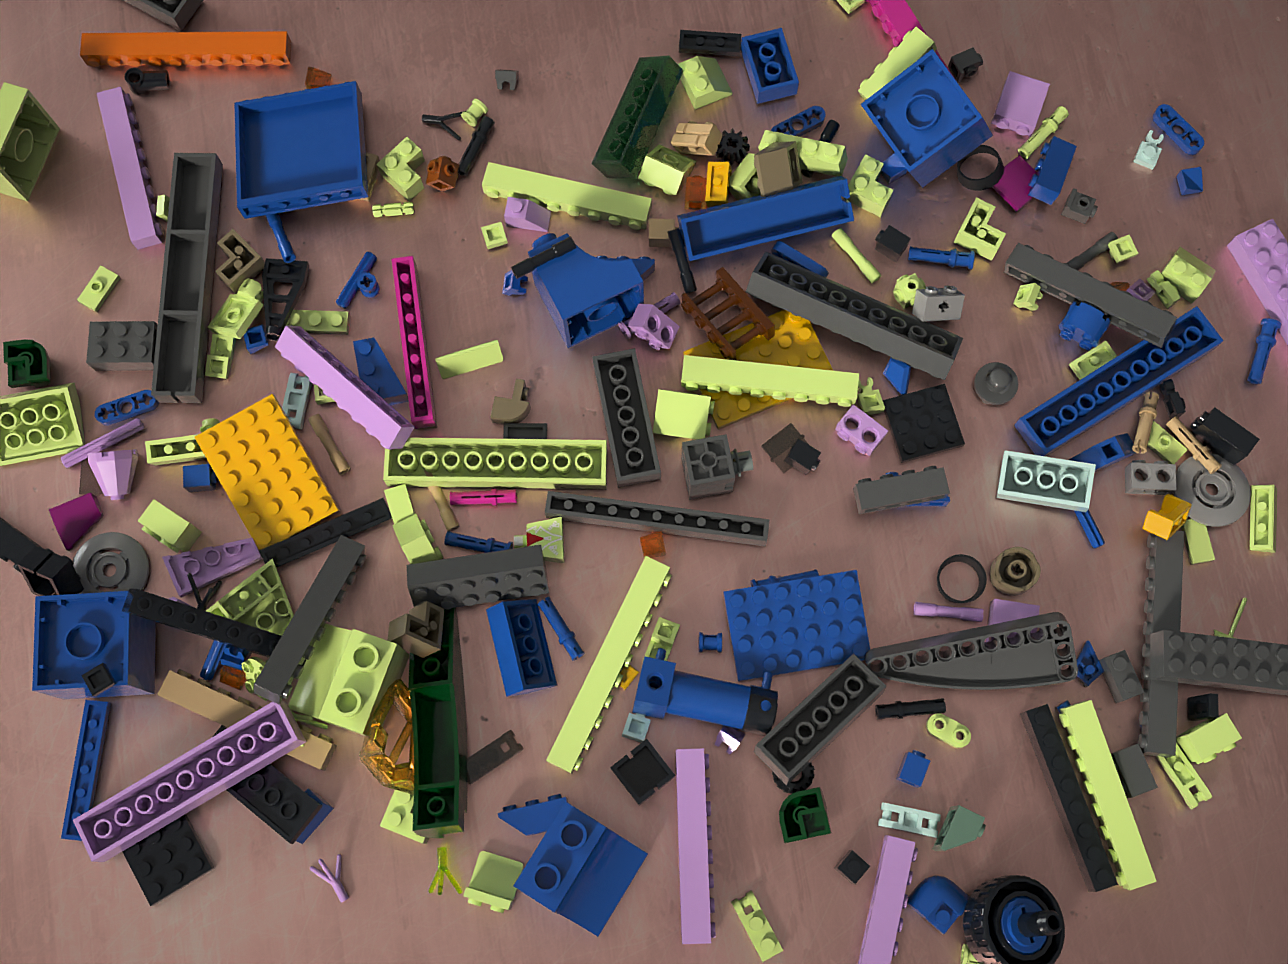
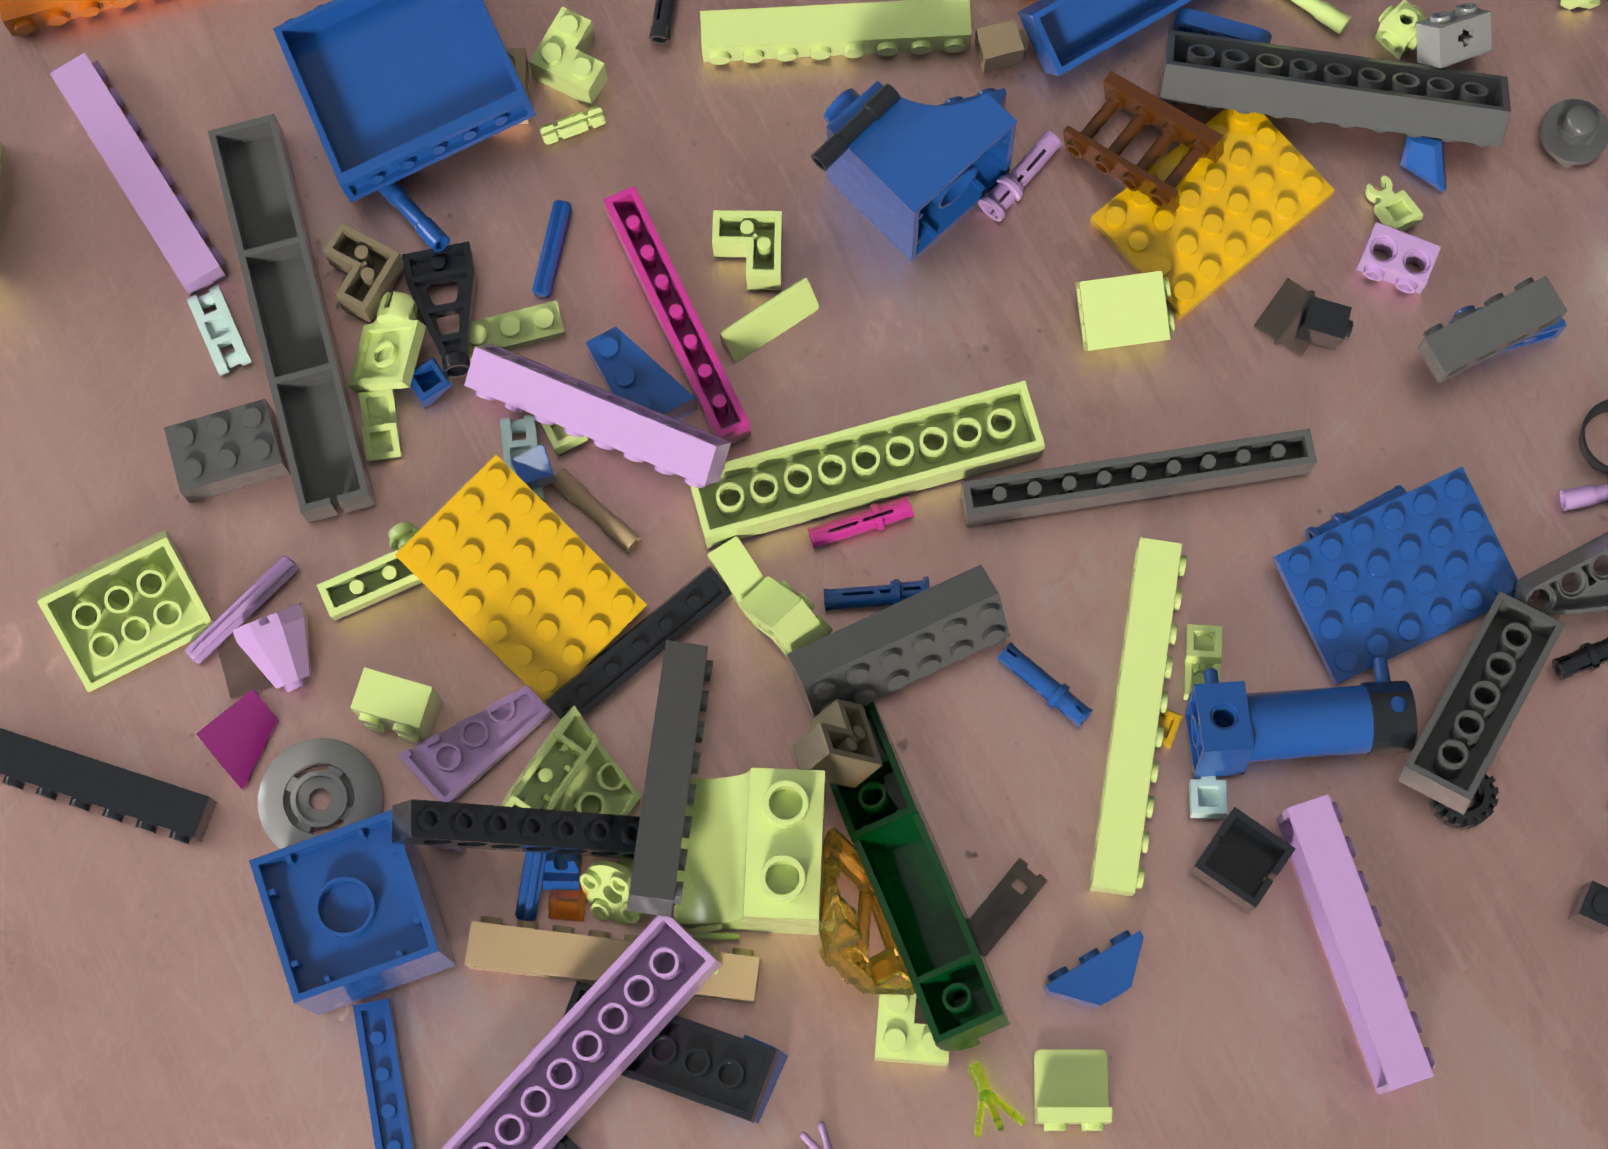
camera: 15 degrees left, 0 degrees up
(26, 363) = (84, 521): dark green brick -> none
(49, 573) = (230, 825): black piece -> none
(98, 288) = (152, 375): yellowish green plate -> none
(99, 679) = (393, 955): black tile -> none
(118, 403) = (245, 567): blue beam -> none
(145, 272) = (219, 330): none -> light aqua plate
(147, 80) = (123, 32): black piece -> none
(162, 207) = (217, 222): yellowish green plate -> none
(199, 478) = (414, 618): blue brick -> none
(203, 604) = (491, 790): black plant -> none
(298, 409) = (534, 467): none -> blue slope
(362, 284) = (580, 243): blue bush -> none
(442, 173) = (633, 49): dark orange brick -> none
(445, 511) = (809, 561): tan piece -> none
(477, 309) = (753, 236): none -> yellowish green brick
(494, 235) = (743, 121): yellowish green plate -> none
(512, 285) = (796, 184): blue tile -> none
(514, 409) = (859, 379): dark tan brick -> none
(521, 647) = (994, 729): blue slope -> none
(525, 431) = (890, 404): dark grey tile -> none
(526, 215) = (783, 76): lavender slope -> none
(548, 535) = (973, 547): yellowish green torso -> none
(580, 869) = (1201, 1026): blue brick -> none
(626, 418) = (1041, 339): dark grey brick -> none
(653, 326) = (1037, 189): lavender brick -> none
(653, 545) = (1142, 519): clear orange slope -> none
(685, 273) = (1035, 60): black piece -> none
(710, 642) = (1276, 639): blue bush -> none
(711, 466) = (1197, 374): dark grey piece -> none
(730, 736) = (1352, 768): lavender tile -> none
(757, 927) = (1484, 1038): yellowish green plate -> none
(769, 380) = (1239, 221): yellowish green brick -> none
(804, 815) = (1503, 852): dark green brick -> none
(923, 423) = (1485, 222): black plate -> none

